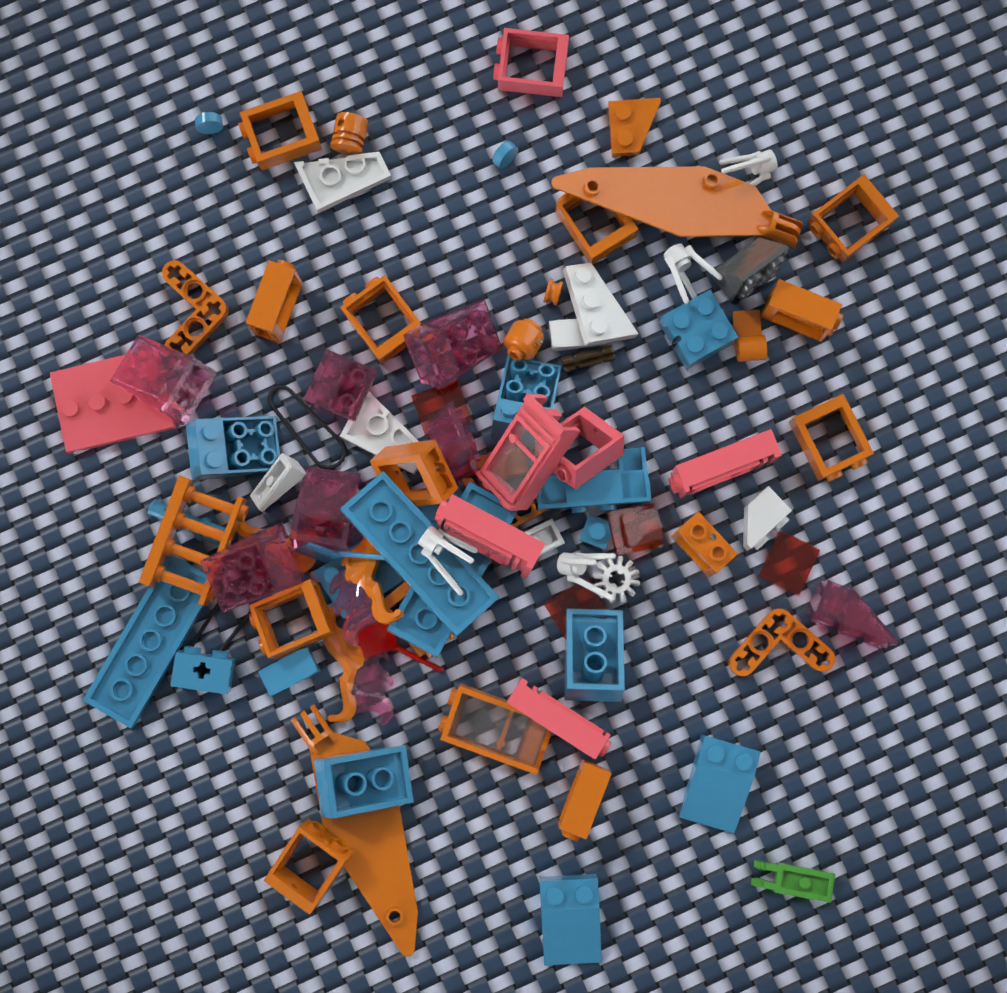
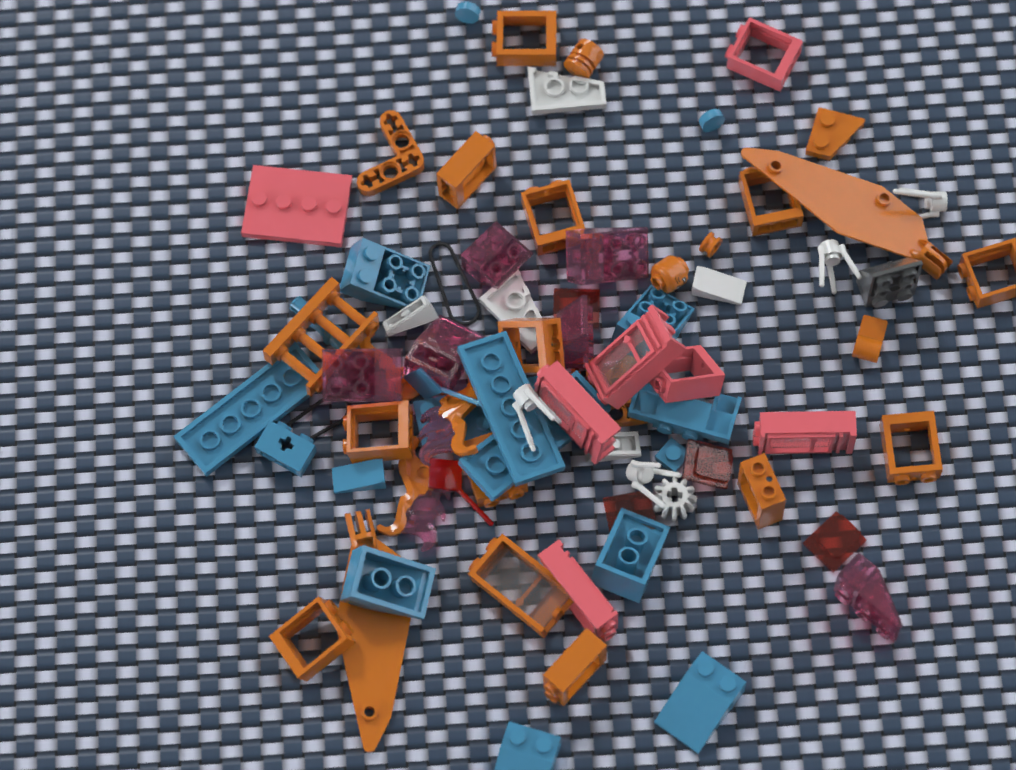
camera: 20 degrees right, 15 degrees down
(164, 378) = (349, 199): clear pink slope -> none
(588, 358) = (720, 310): dark brown axle -> none
(595, 307) = (743, 271): white wing -> none
(700, 327) = (828, 317): dark azure piece -> none
(761, 516) = (825, 491): white slope -> none
(784, 635) = (807, 600): orange beam -> none
(802, 311) = (921, 330): orange window -> none

